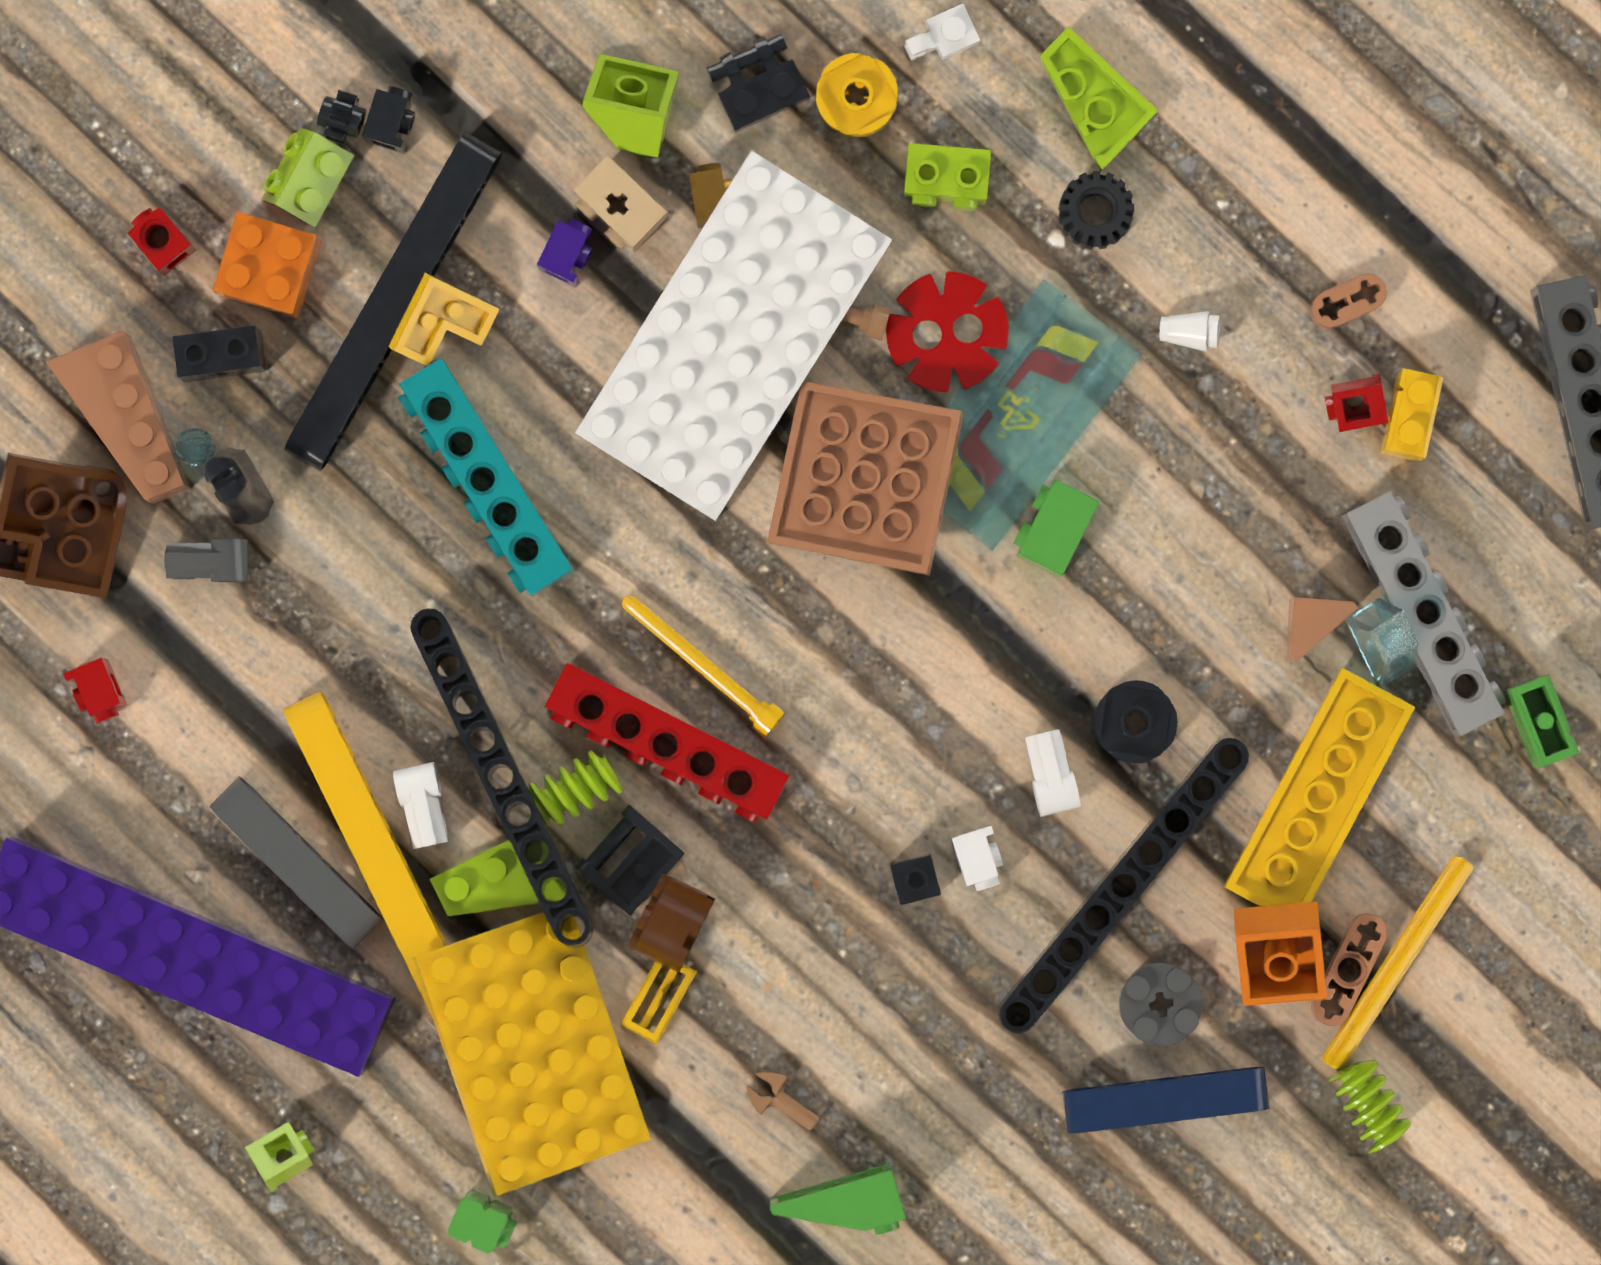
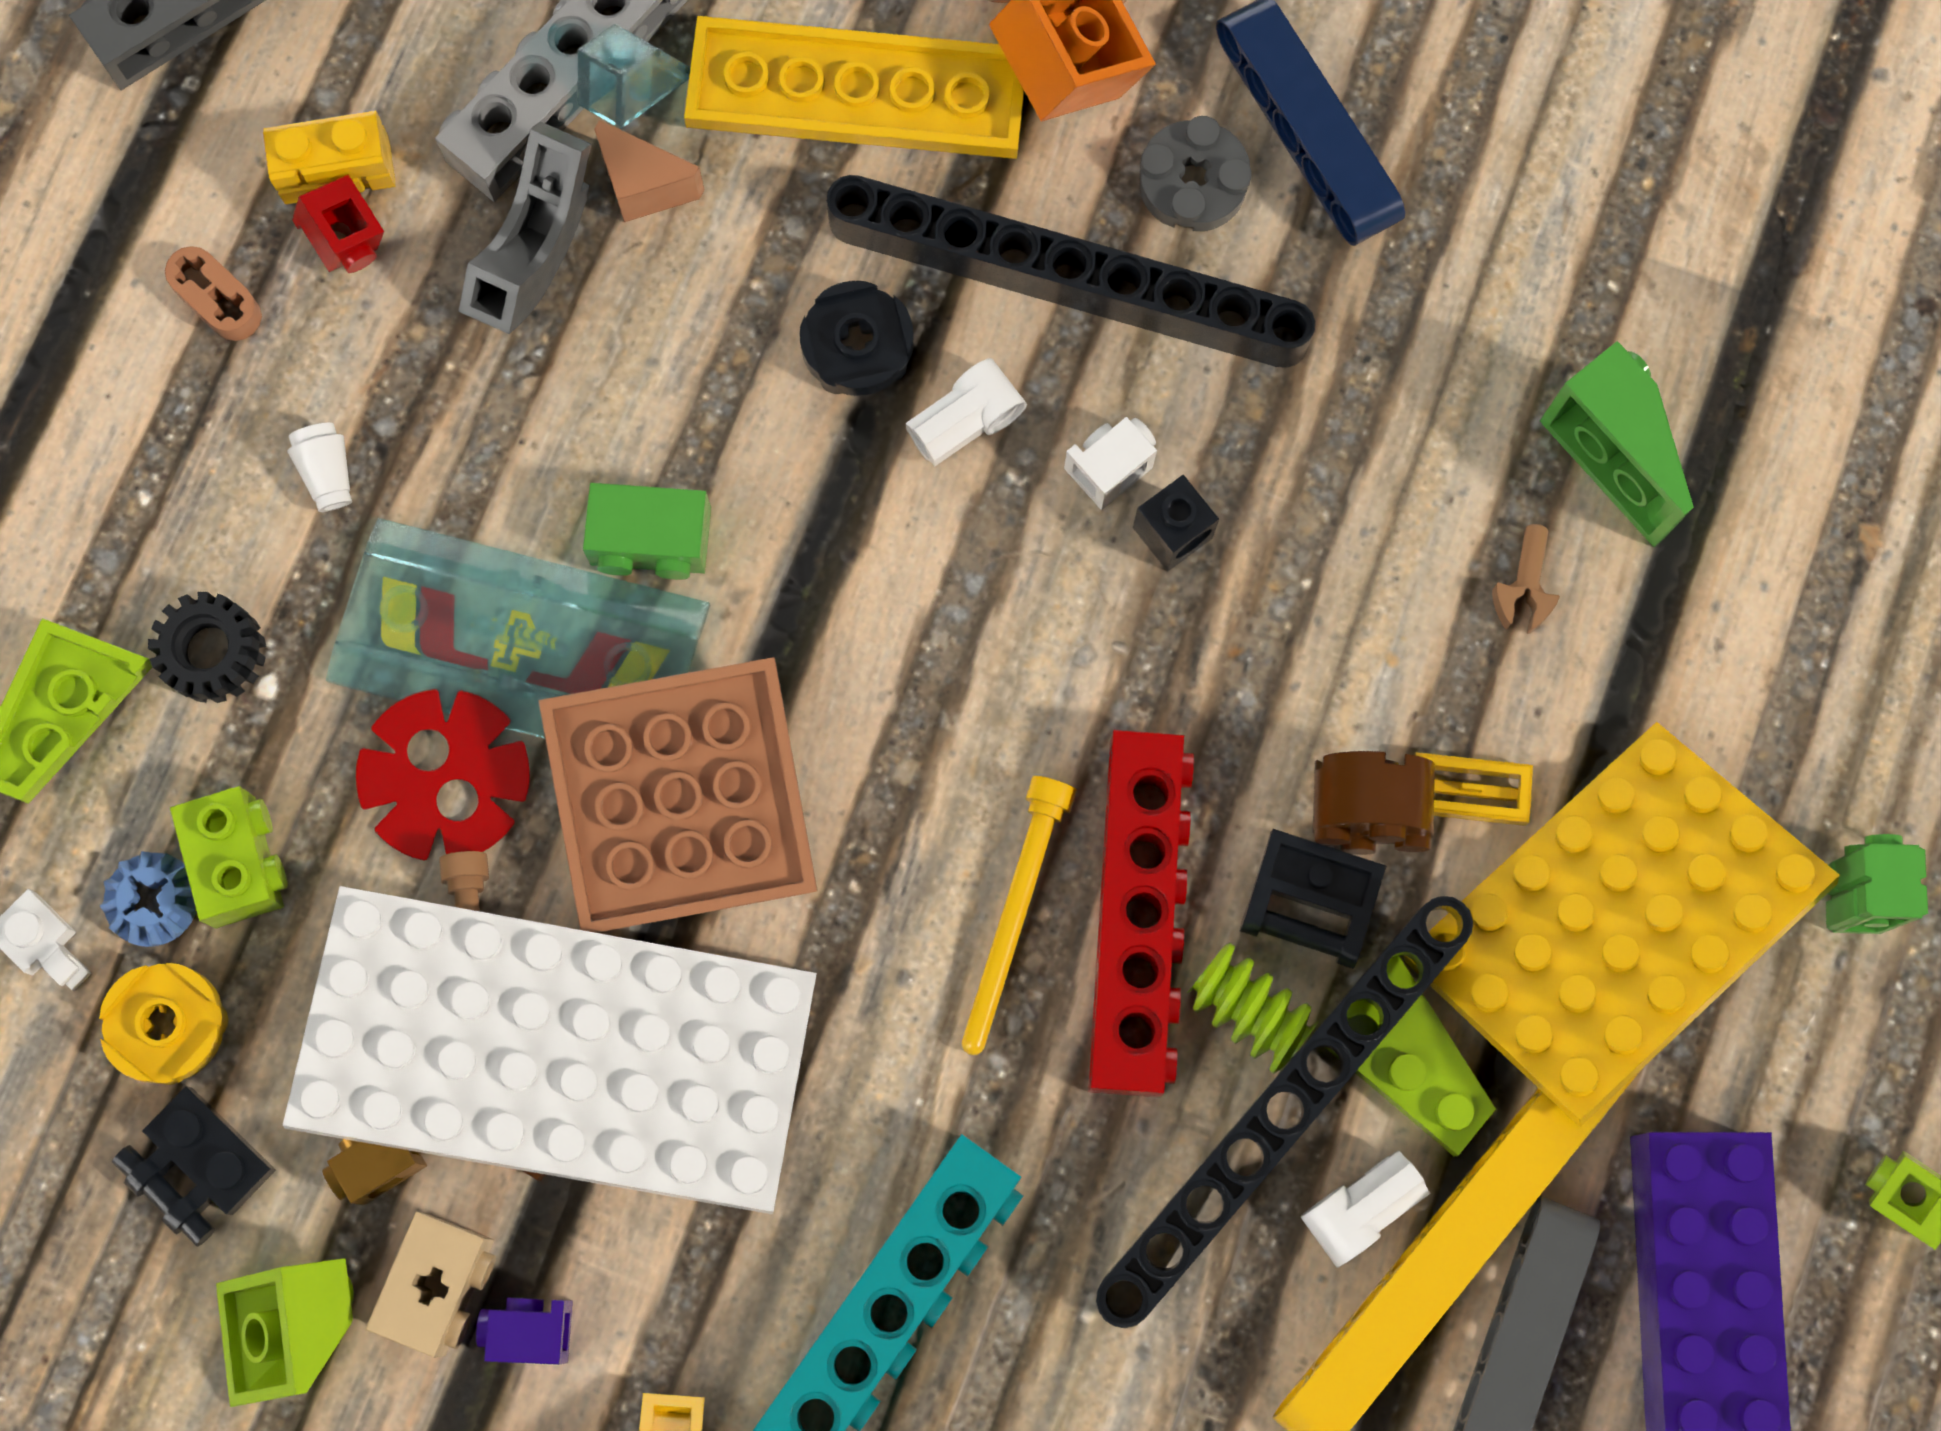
camera: 115 degrees left, 10 degrees down
(934, 132) = (175, 900): none -> medium blue gear
(1294, 528) = (522, 259): none -> dark grey arch

